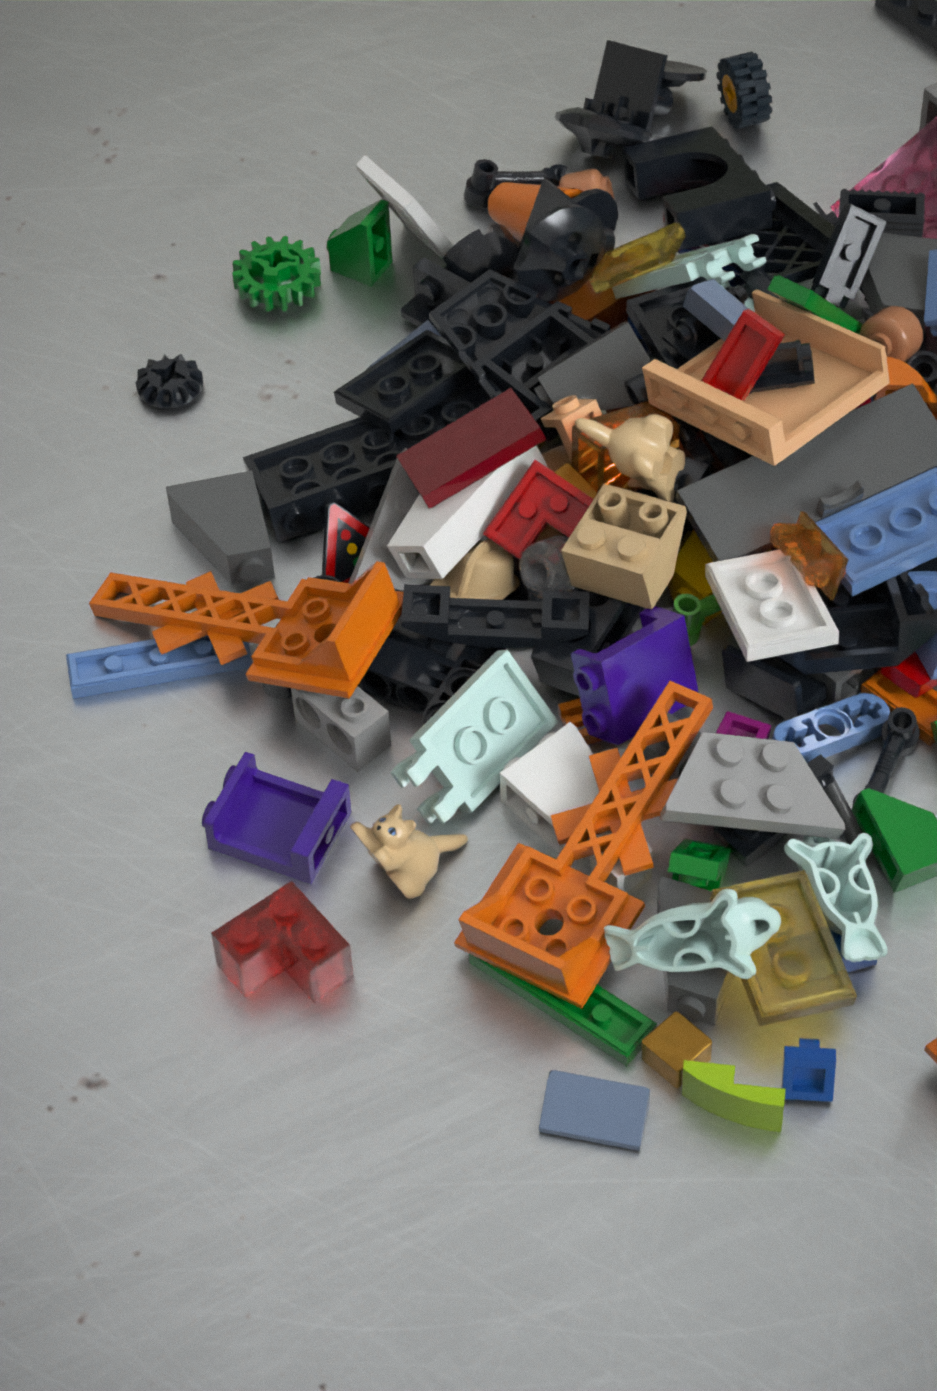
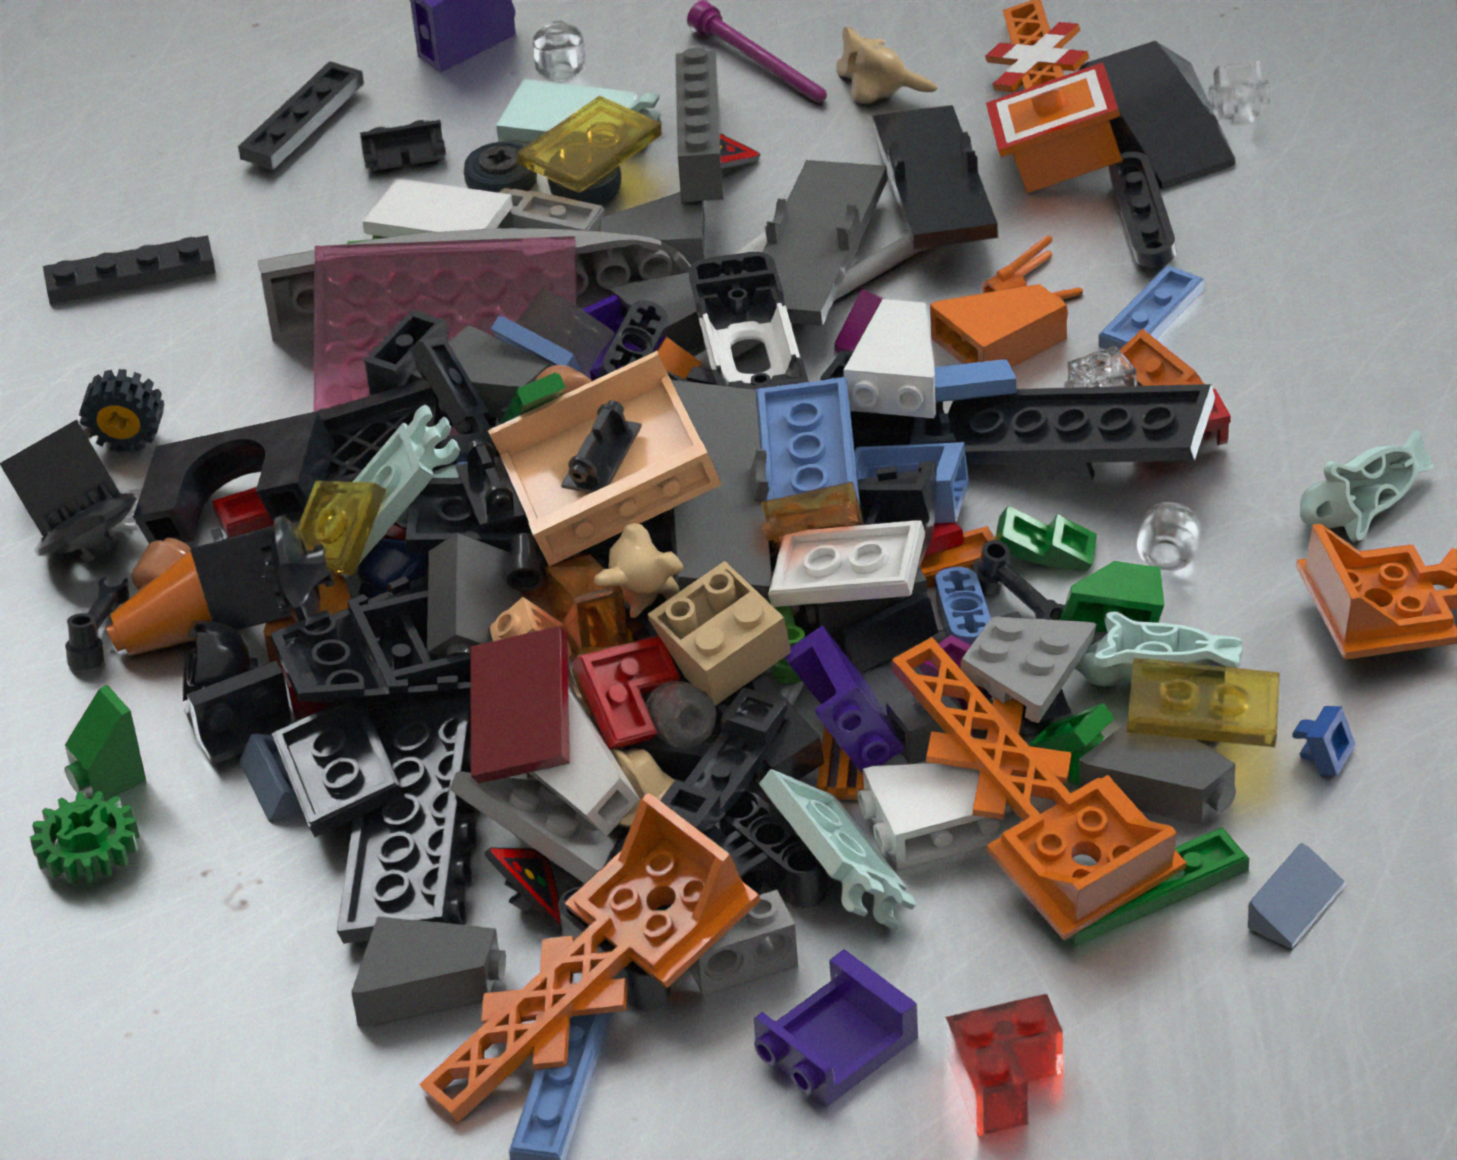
camera: 65 degrees left, 10 degrees down
(175, 392) = (168, 987): black gear -> none
(404, 207) = (127, 671): white tile -> none
(405, 852) = (943, 936): tan animal -> none
(673, 1043) = (1256, 822): pearl gold piece -> none
(698, 936) = (1180, 741): light aqua animal -> none
(714, 307) = (519, 457): sand blue slope -> none
(714, 1090) = (1326, 800): lime slope -> none
(743, 355) = (598, 444): red tile -> none

